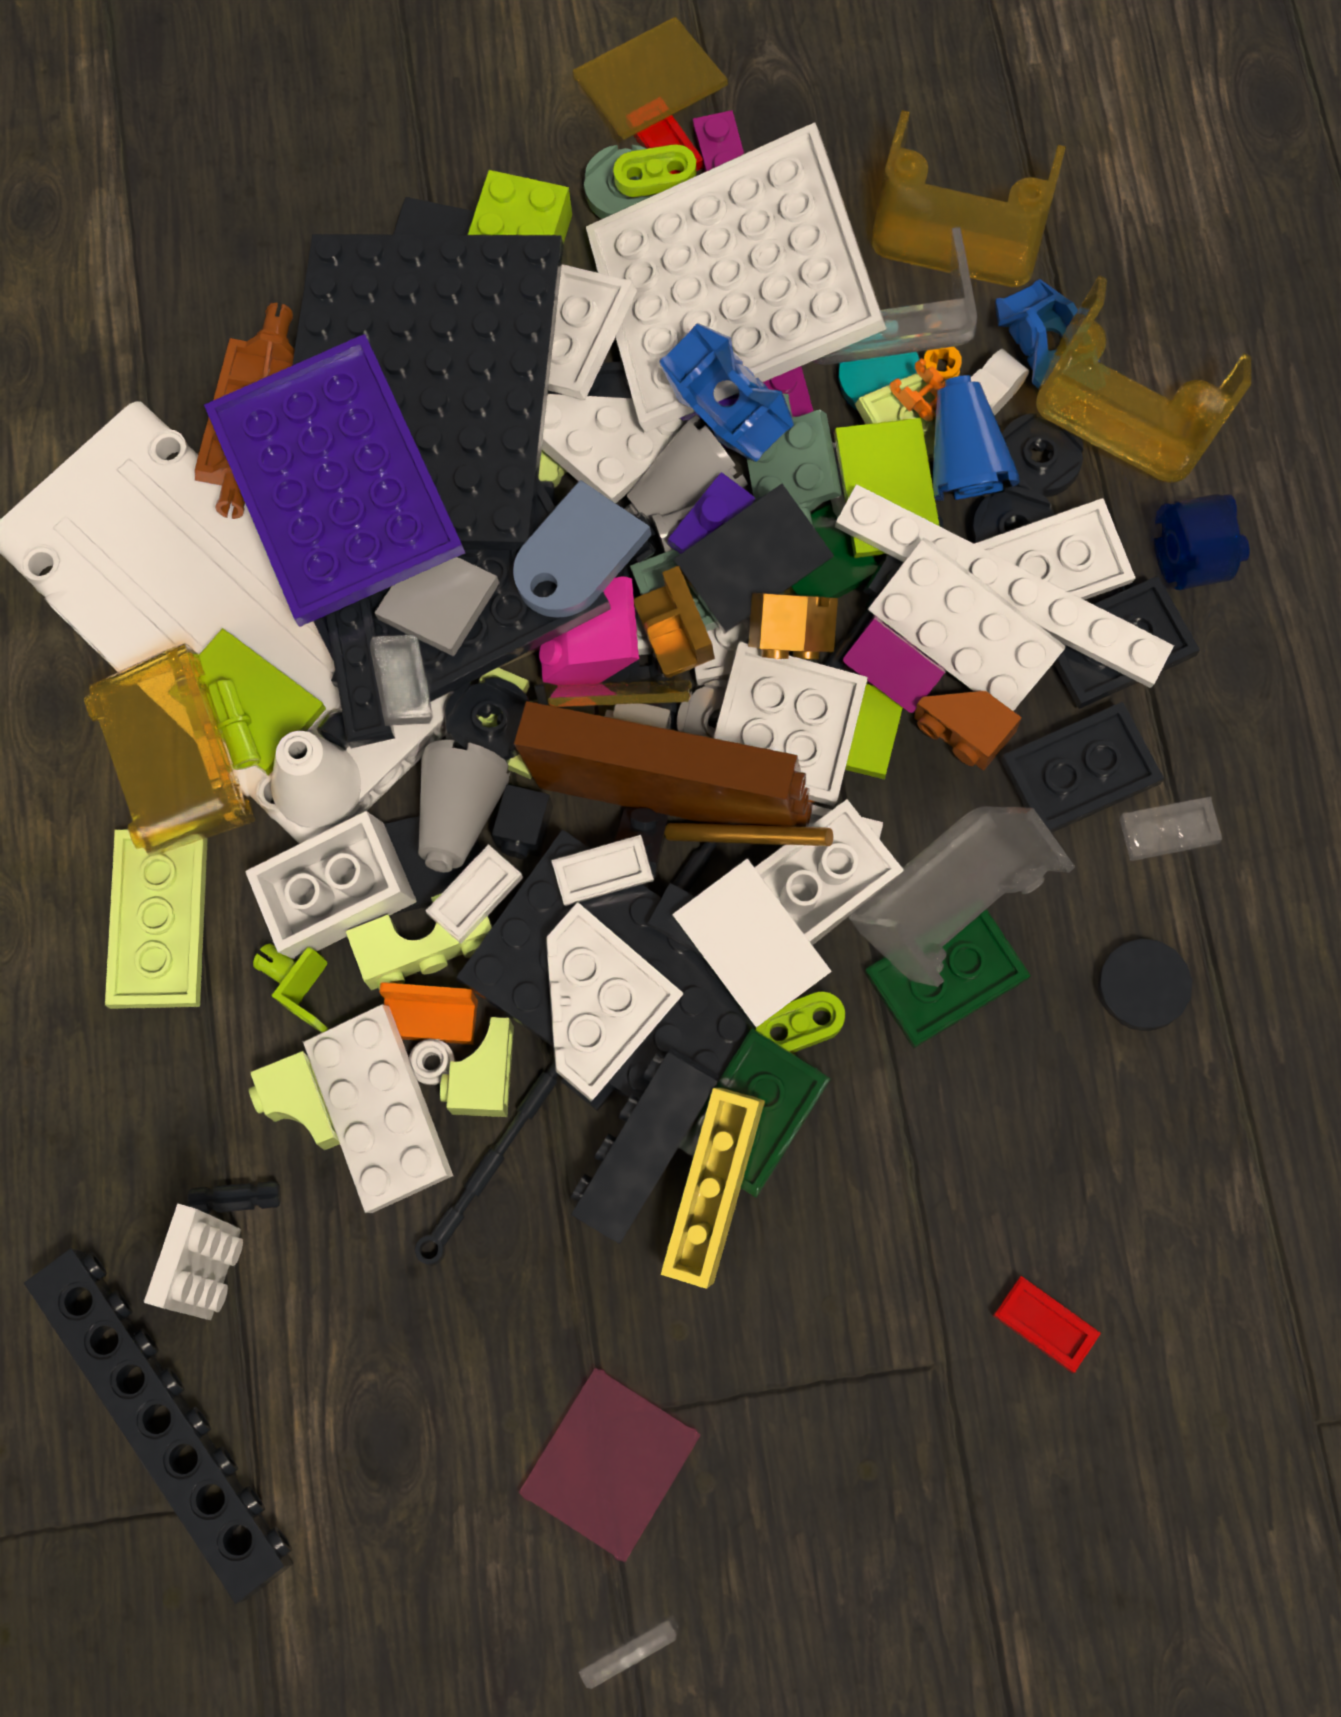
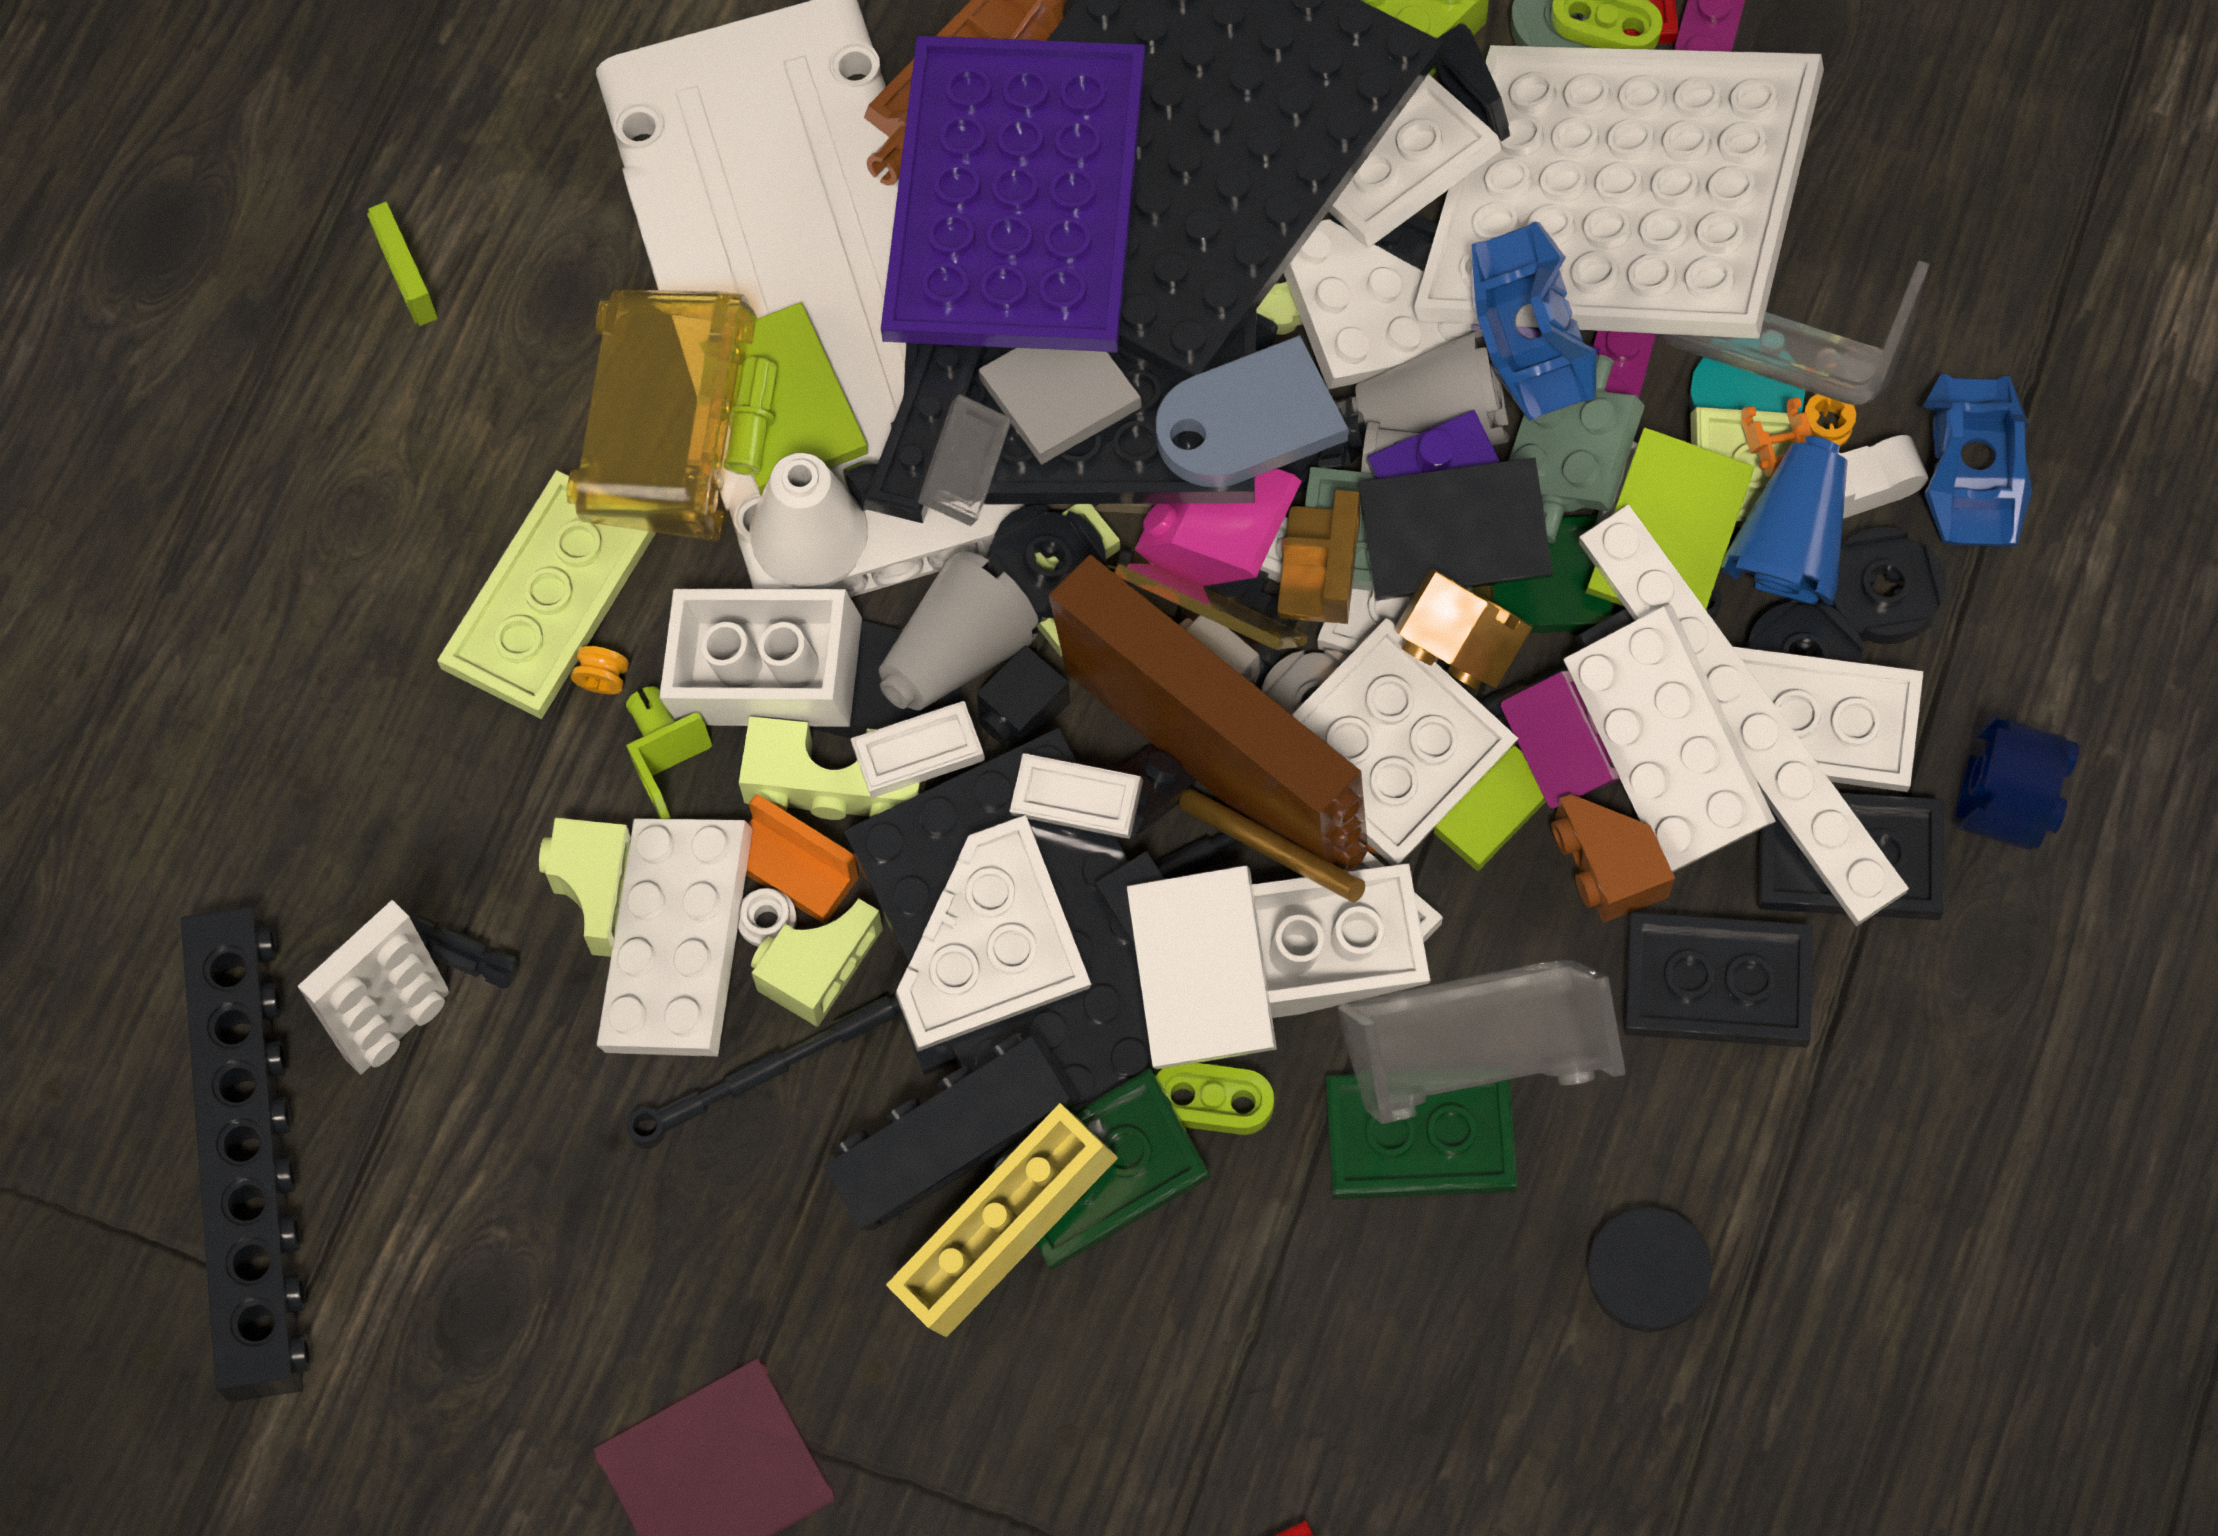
camera: 25 degrees right, 5 degrees down
(222, 952) = (599, 670): none -> light orange bush
(589, 253) = (1468, 79): none -> black slope
(918, 218) = (1971, 296): clear yellow windscreen -> none
(1125, 416) = (2014, 585): clear yellow windscreen -> none
(1170, 828) = (1785, 1104): clear plate -> none

